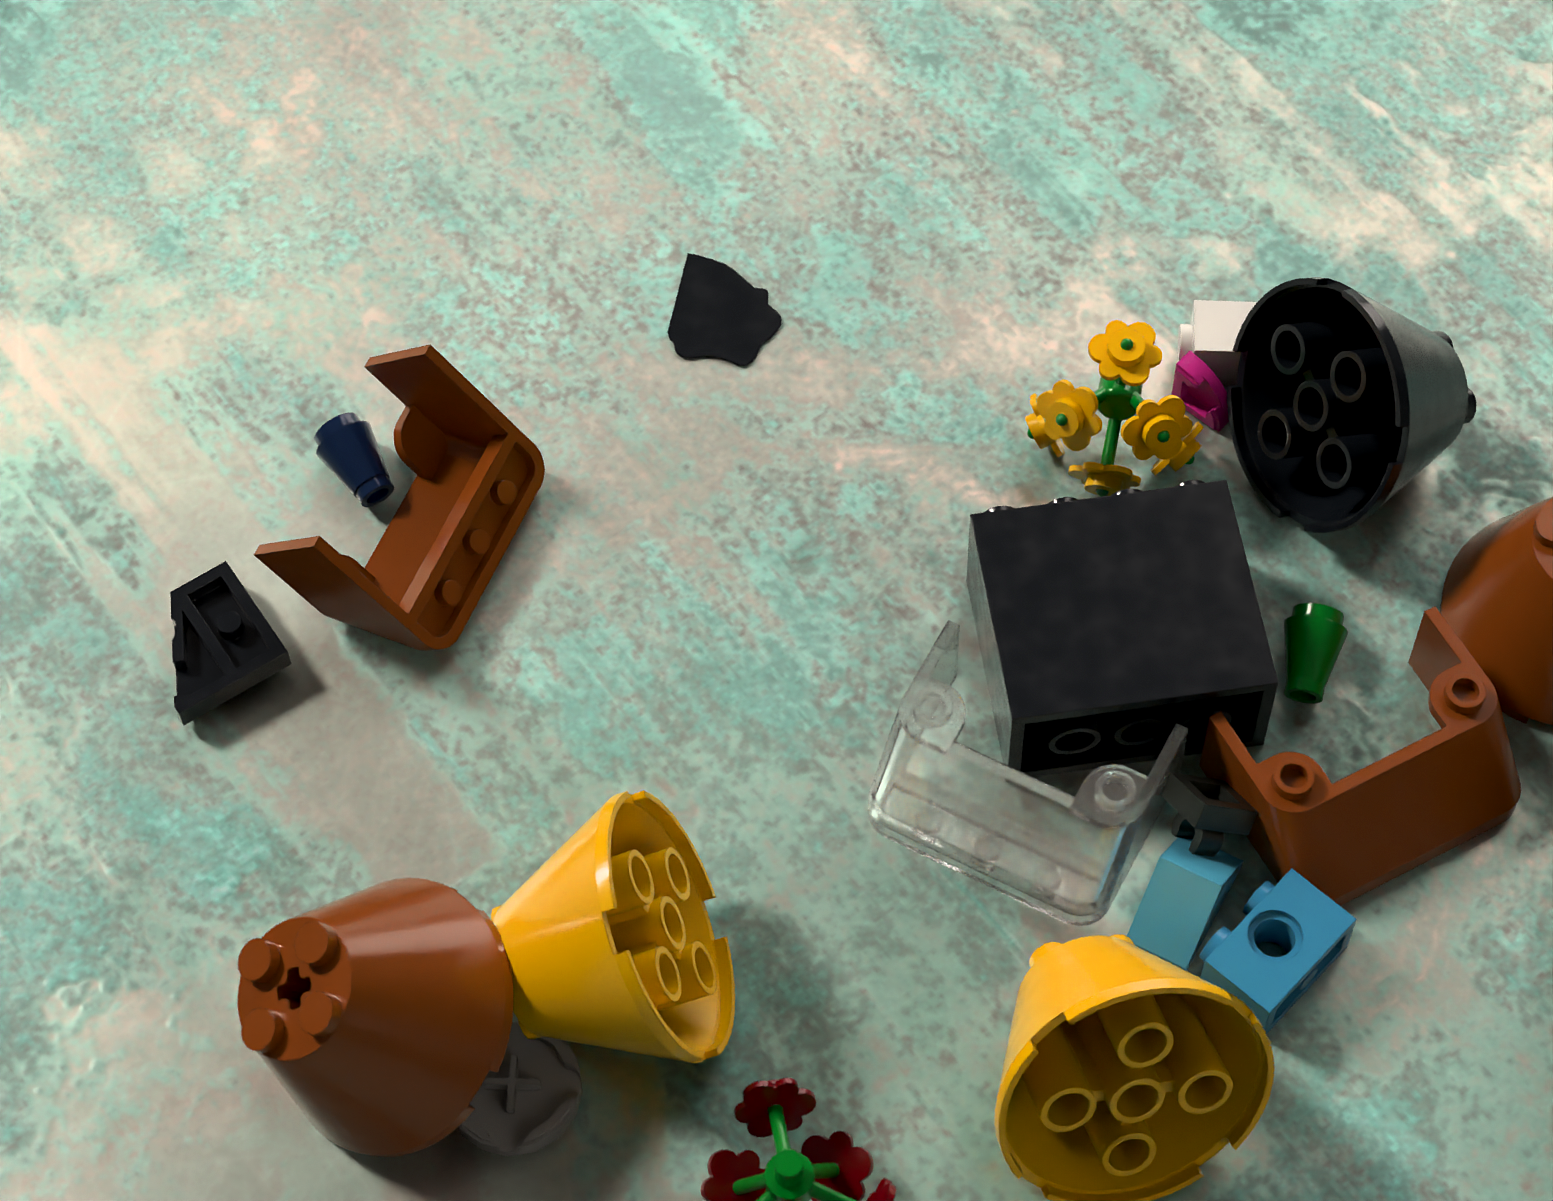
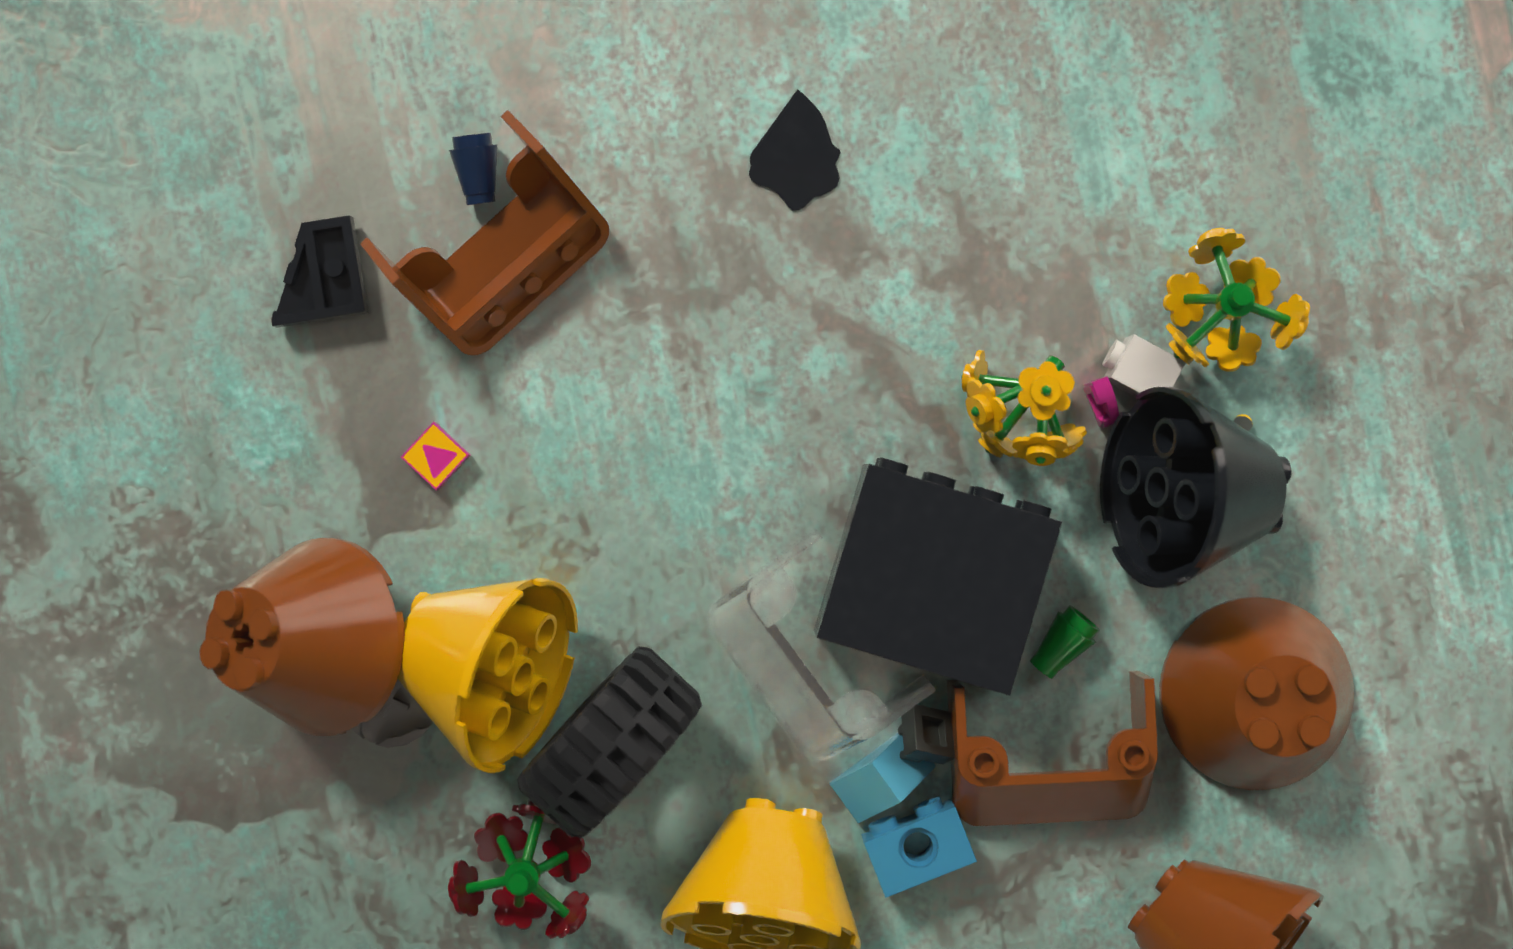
camera: 25 degrees right, 30 degrees up
(444, 780) = (435, 456): none -> tile
(818, 949) = (610, 742): none -> black tyre
(1285, 219) = (1245, 290): none -> yellow plant

